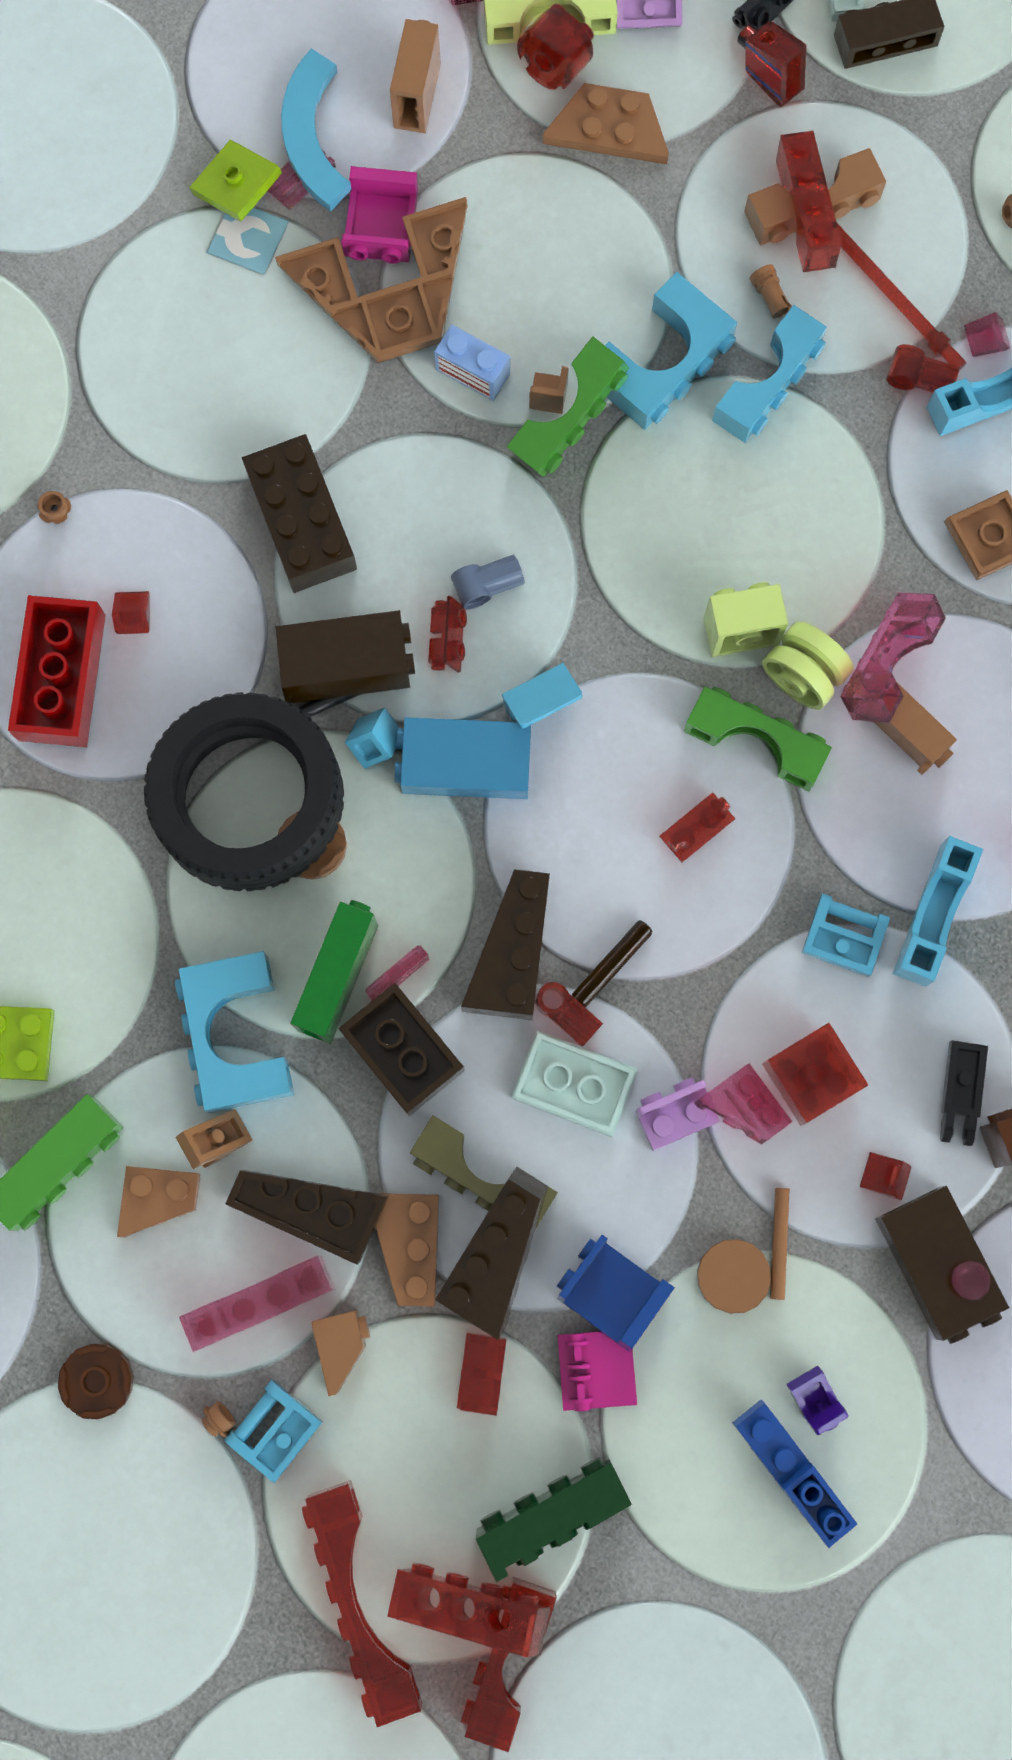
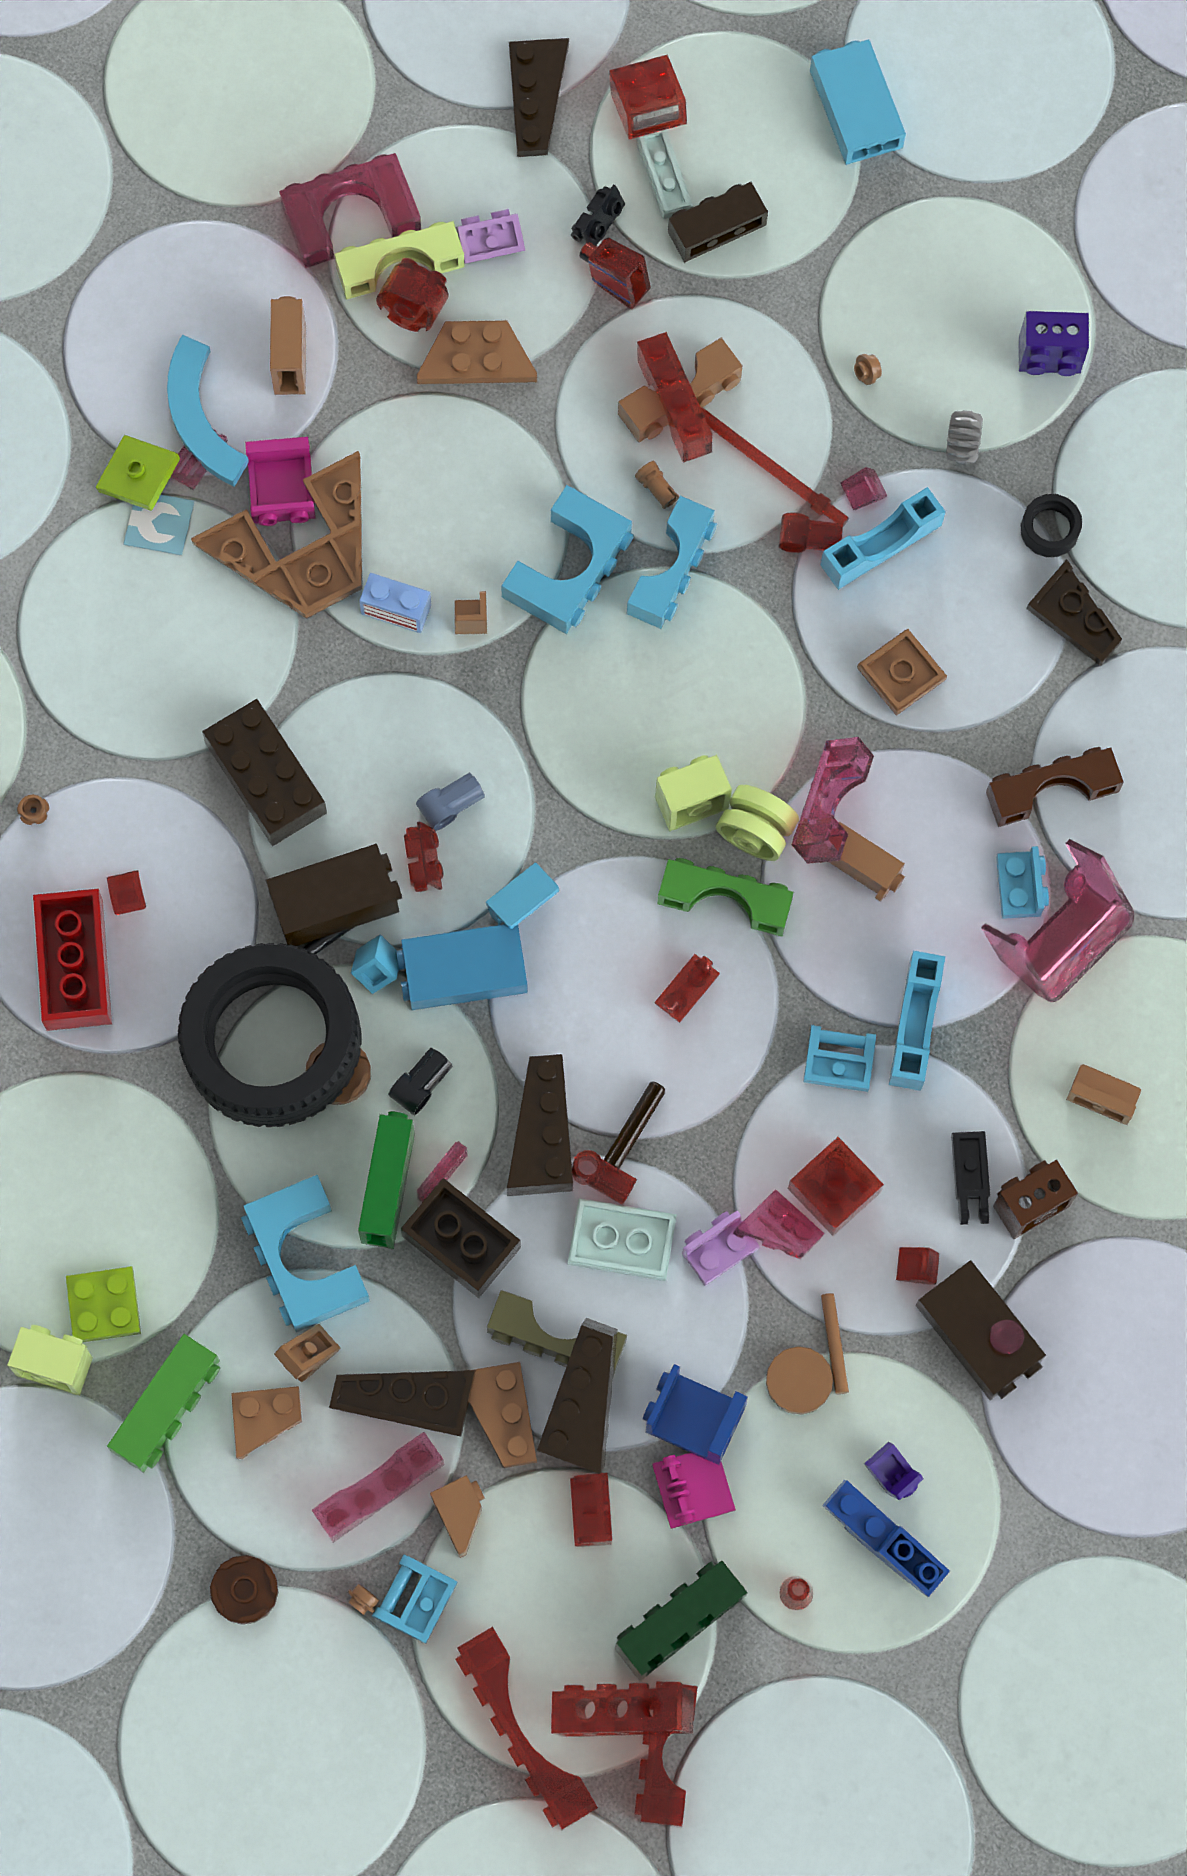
camera: 15 degrees left, 5 degrees down
(387, 878) = (416, 1087): none -> black piece
(597, 375) = (476, 665): bright green arch -> none
(678, 1503) = (791, 1600): none -> clear red cone

